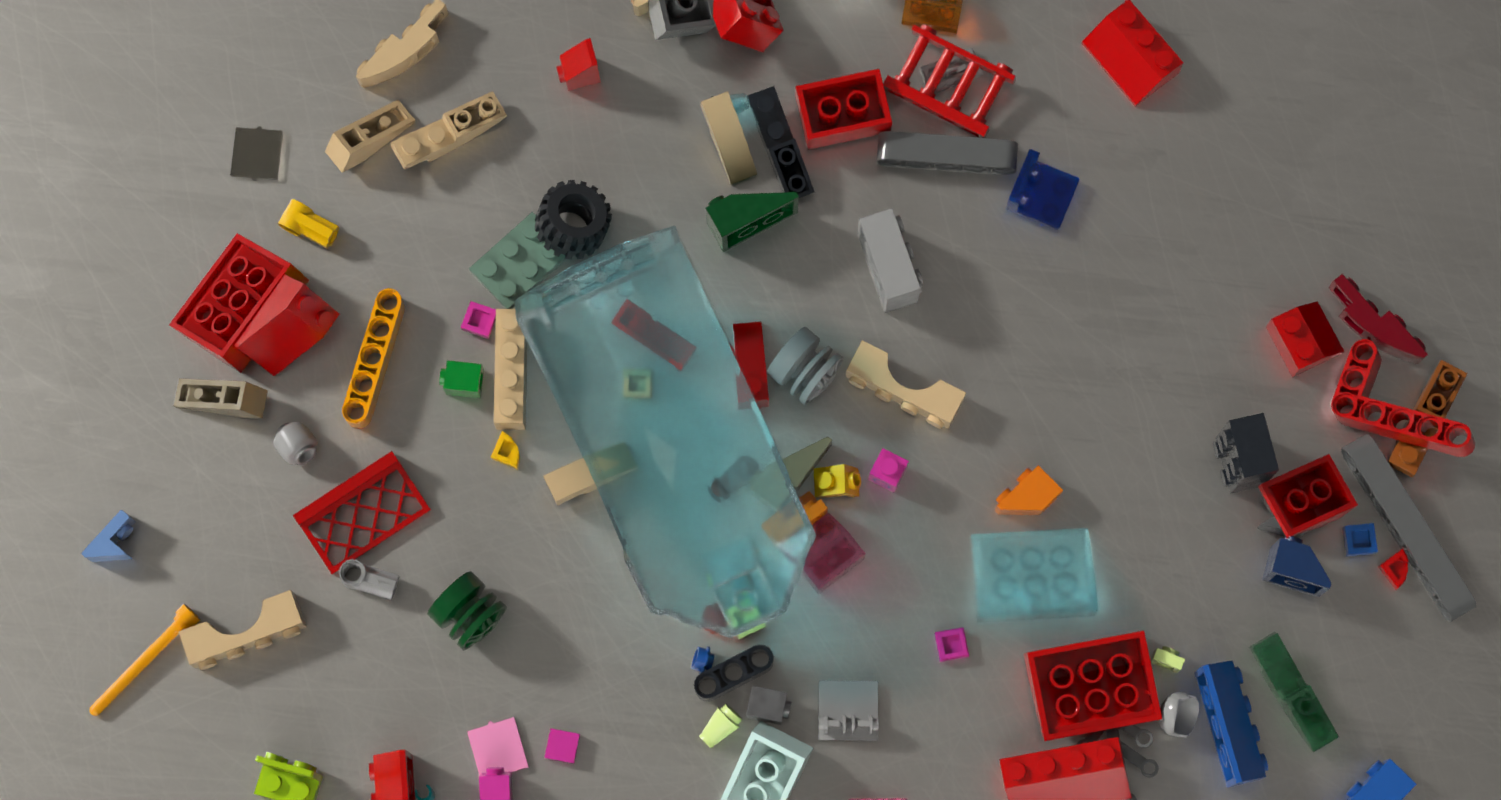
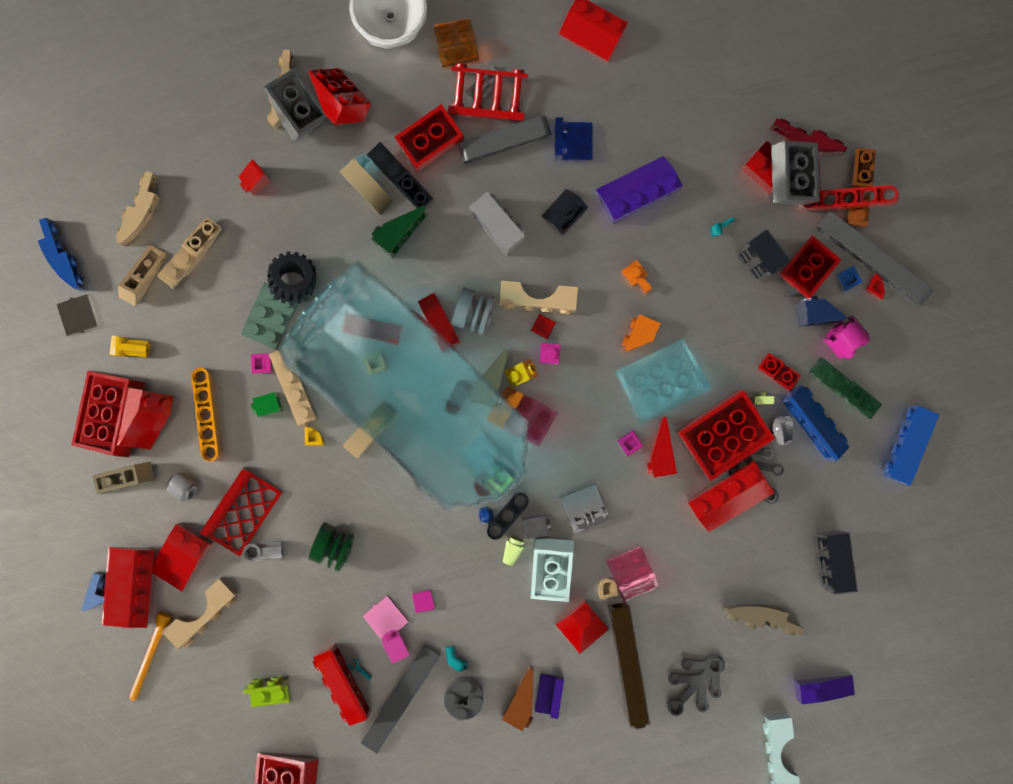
camera: 30 degrees left, 10 degrees up
(159, 548) = (127, 587): none -> red slope
(249, 539) = (181, 556): none -> red slope
(267, 67) = (61, 262): none -> blue slope
(895, 430) = (543, 326): none -> red tile
(989, 680) = (661, 455): none -> red slope
(991, 284) = (565, 211): none -> black panel
(1056, 411) = (635, 275): none -> orange plate
(1108, 296) = (639, 189): none -> dark purple slope
(1197, 394) = (717, 228): none -> teal hand
(1207, 632) = (779, 372): none -> red slope
(1322, 619) = (847, 337): none -> dark pink brick
(1336, 356) = (795, 173): none -> dark grey brick

